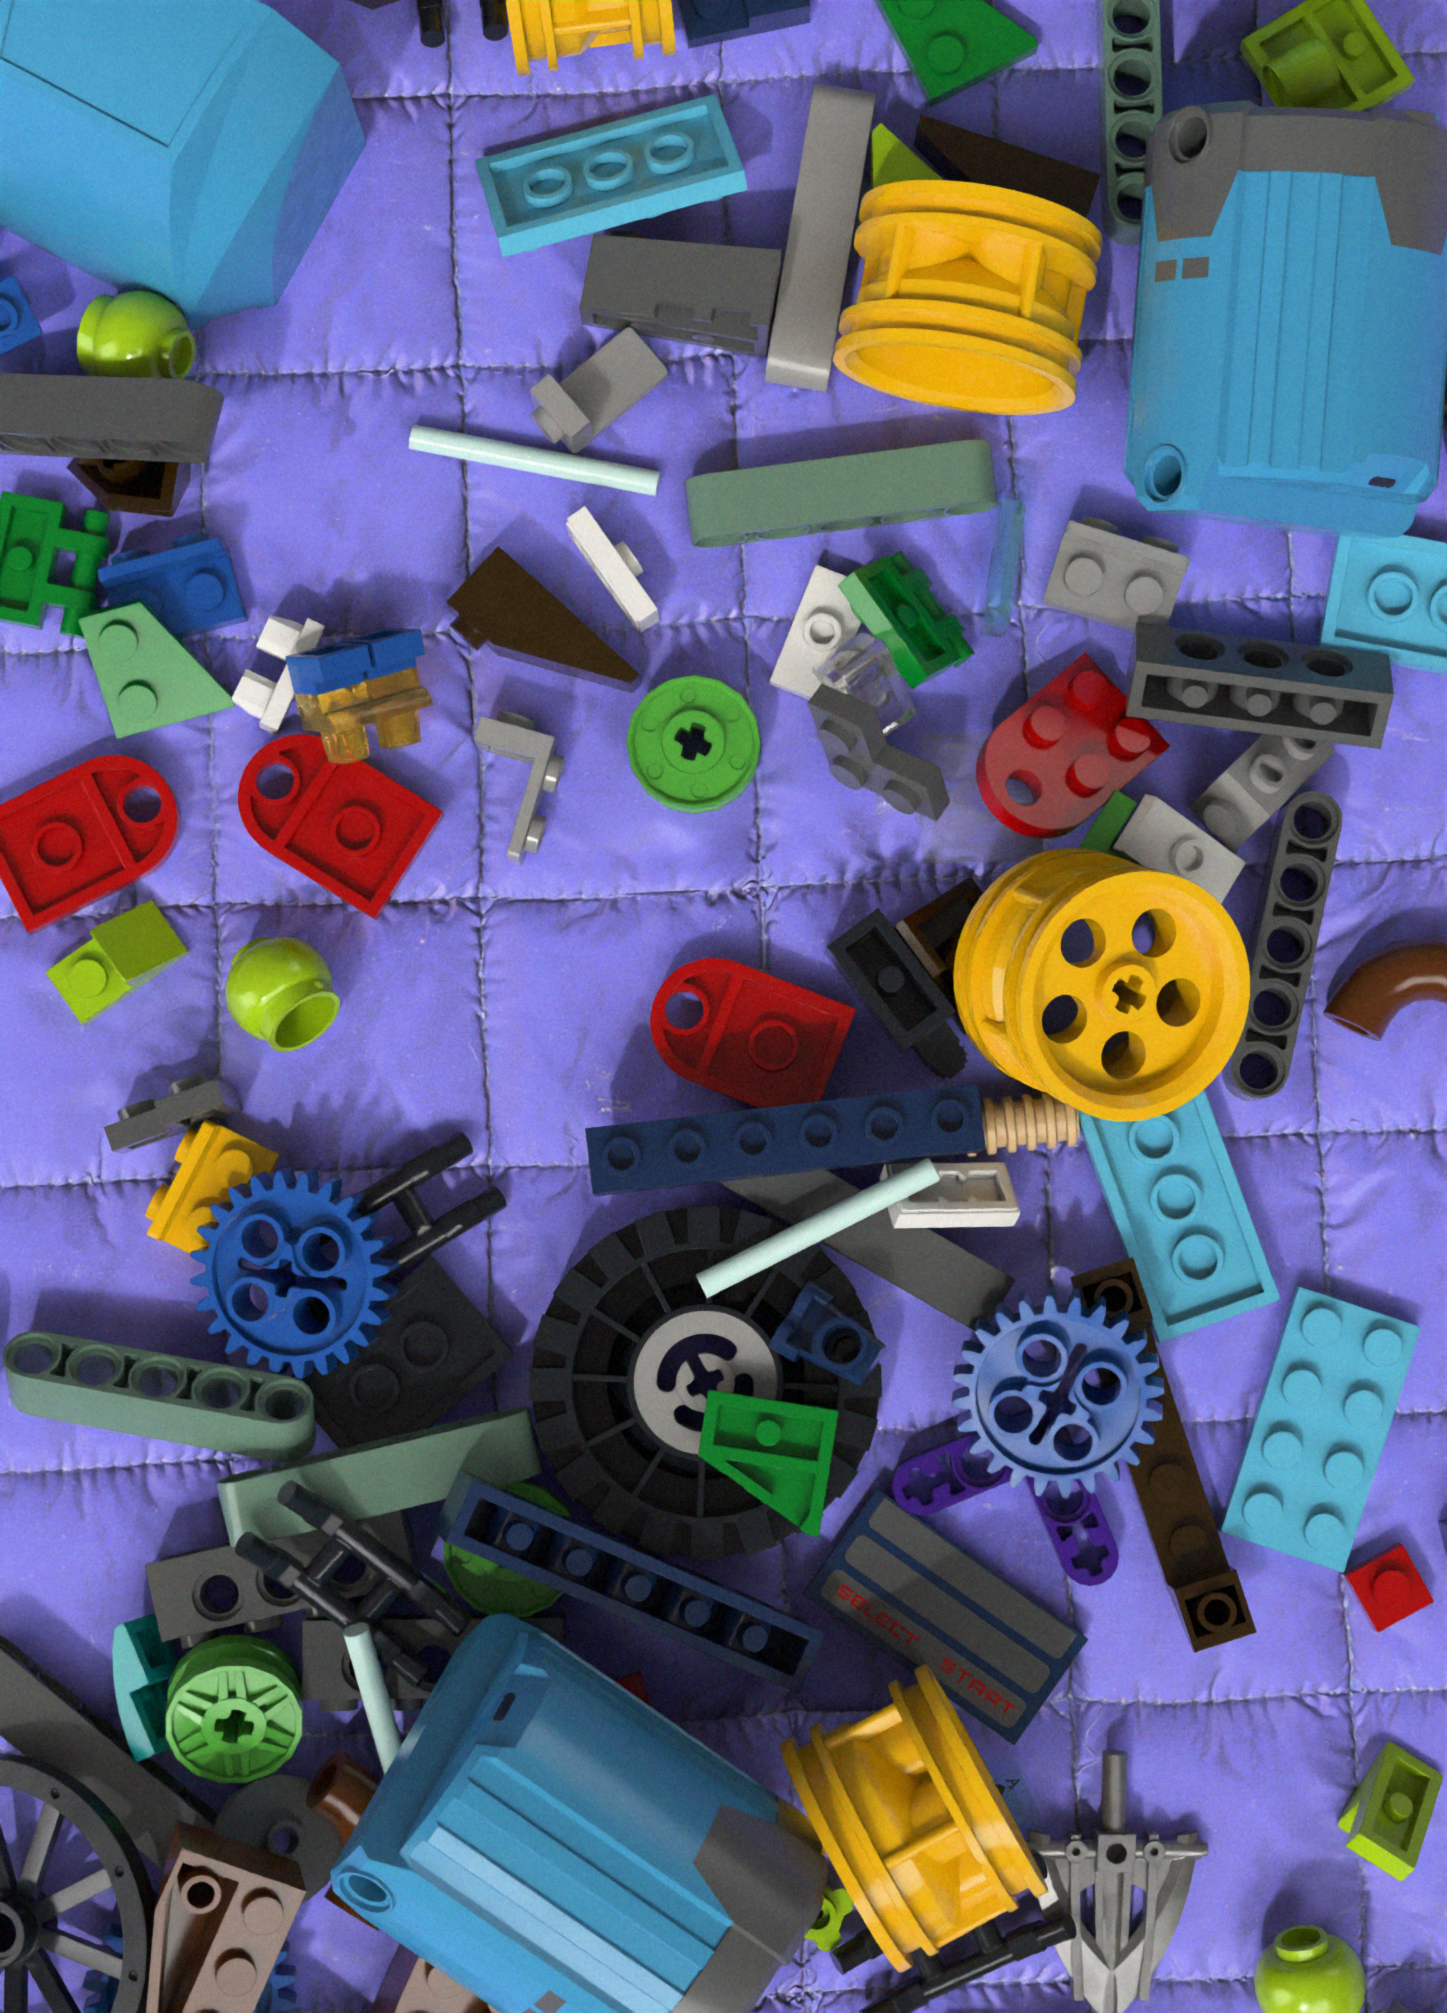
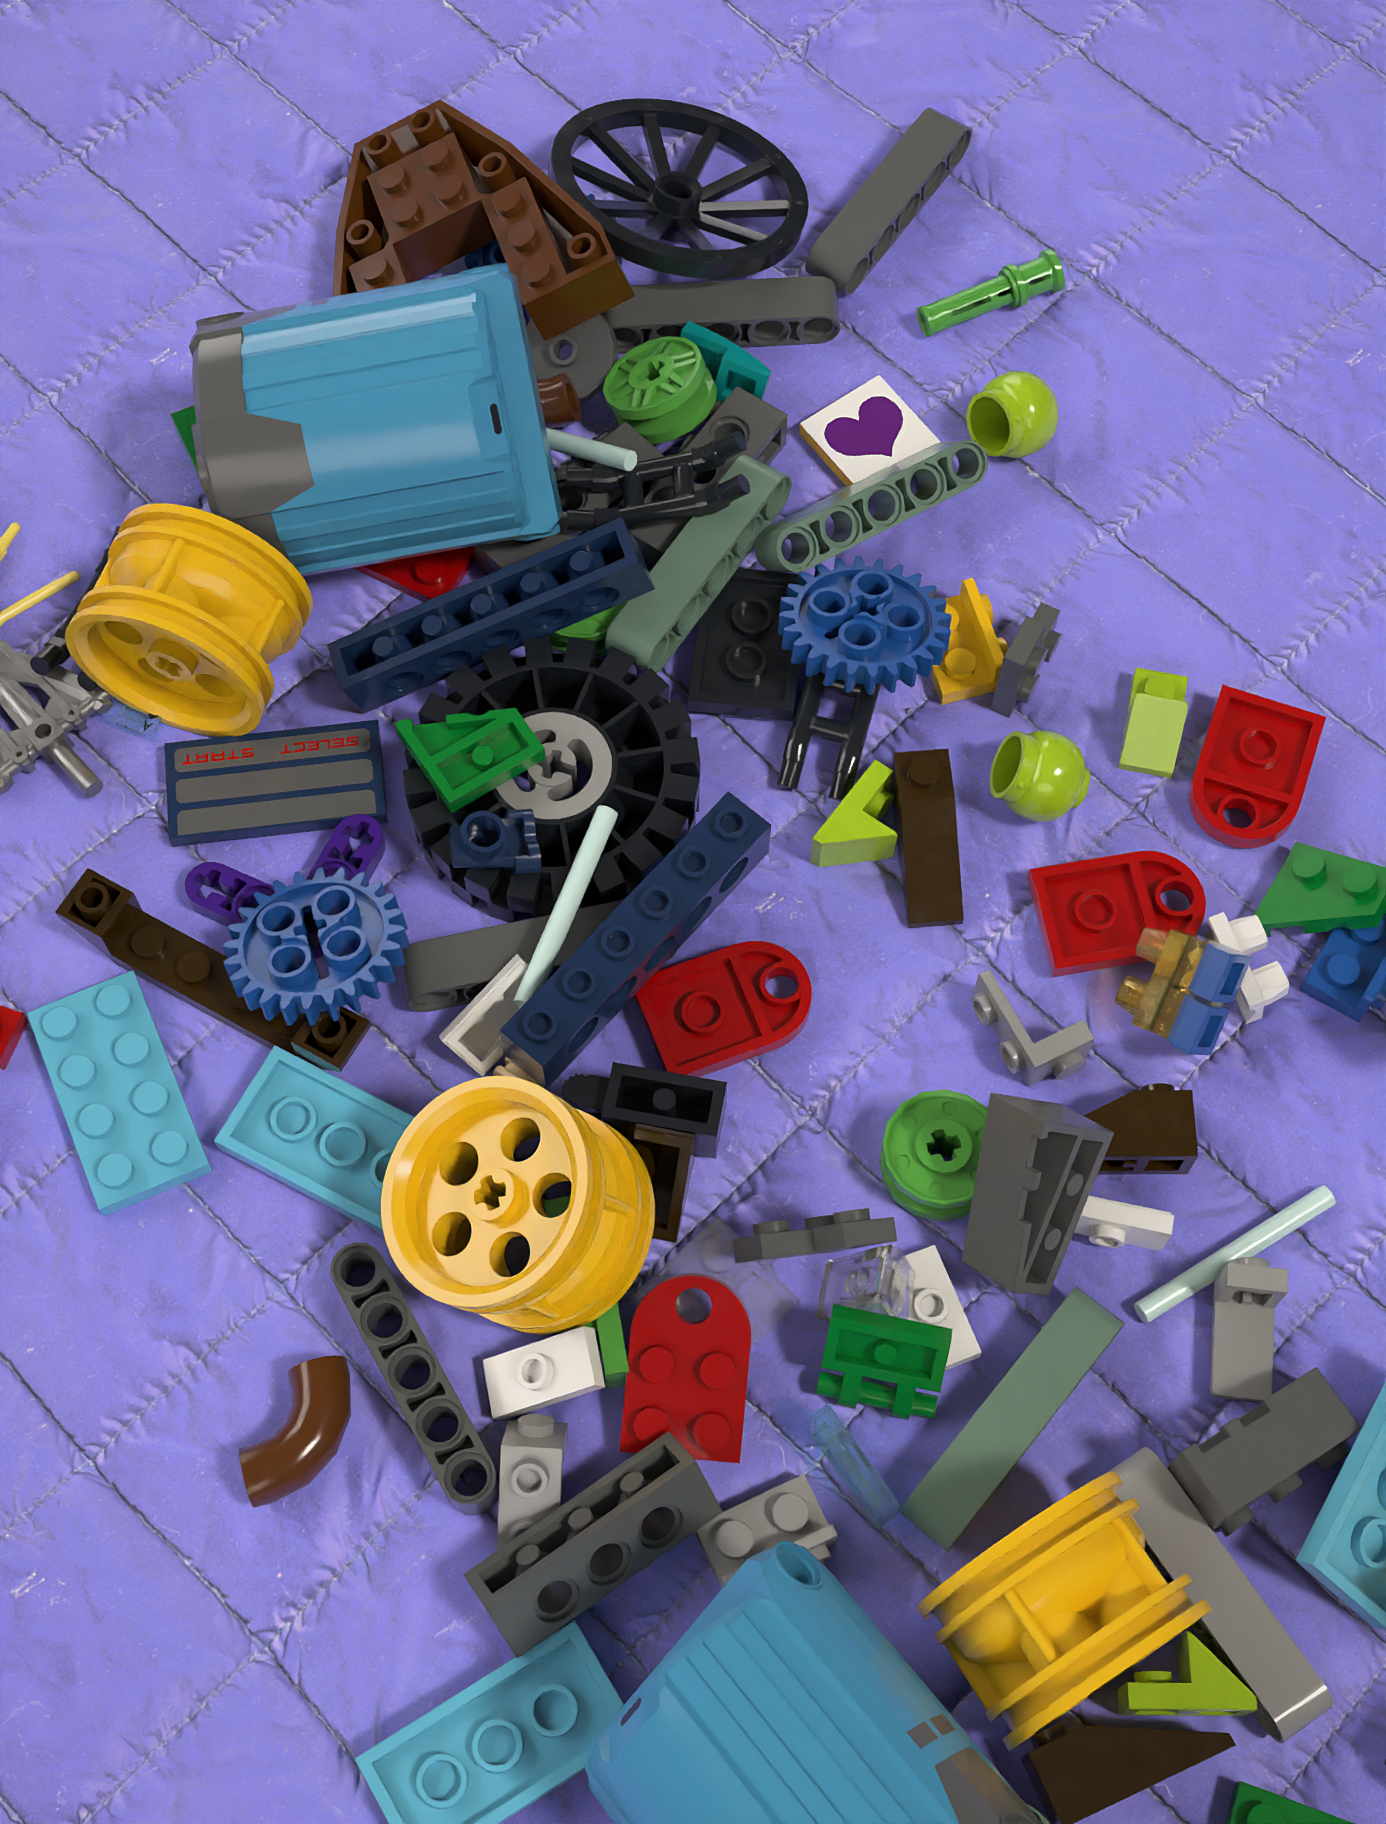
camera: 135 degrees right, 20 degrees down
(74, 1489) = (866, 432): none -> tile
(431, 1029) = (927, 837): none -> dark brown slope
(491, 1099) = (854, 827): none -> lime slope
(668, 630) = (1030, 1190): none -> dark grey wedge

